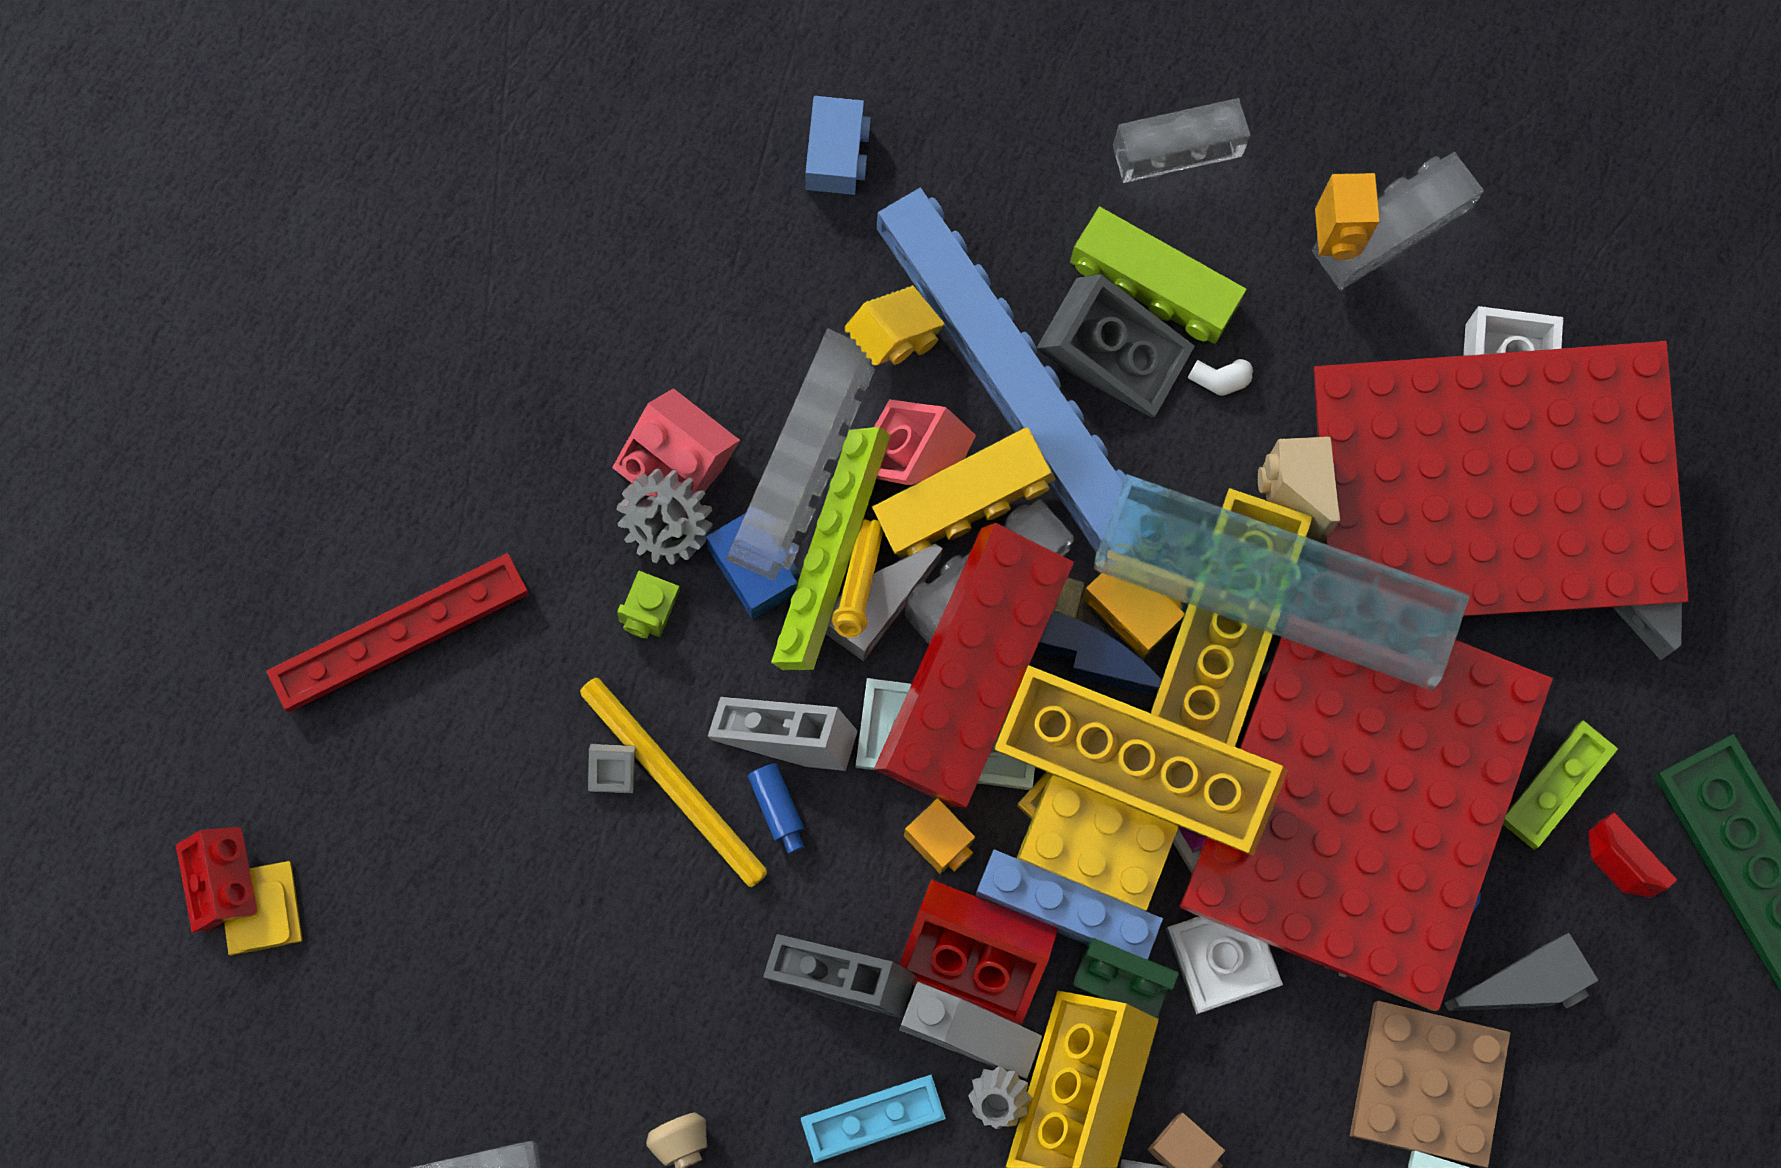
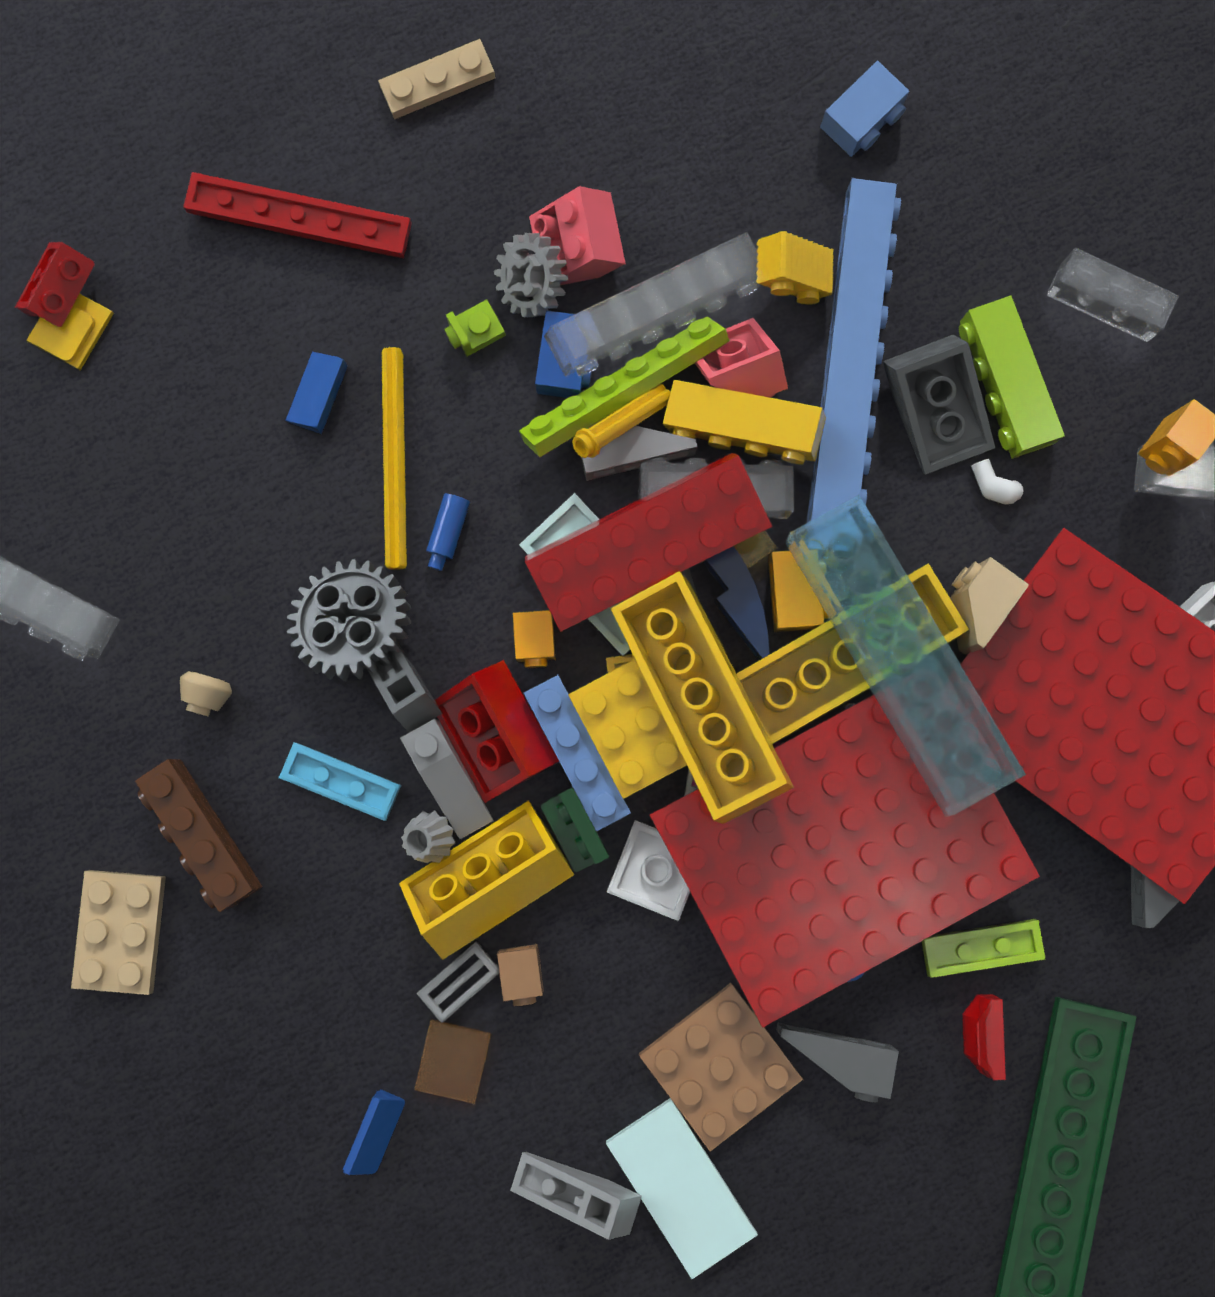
camera: 45 degrees right, 10 degrees up
(423, 411) = (437, 79): none -> tan plate
(549, 779) = (317, 392): none -> blue slope
(611, 768) = (360, 416): light grey tile -> none
(781, 990) = (349, 620): none -> dark grey gear
(786, 731) = (492, 485): light grey slope -> none

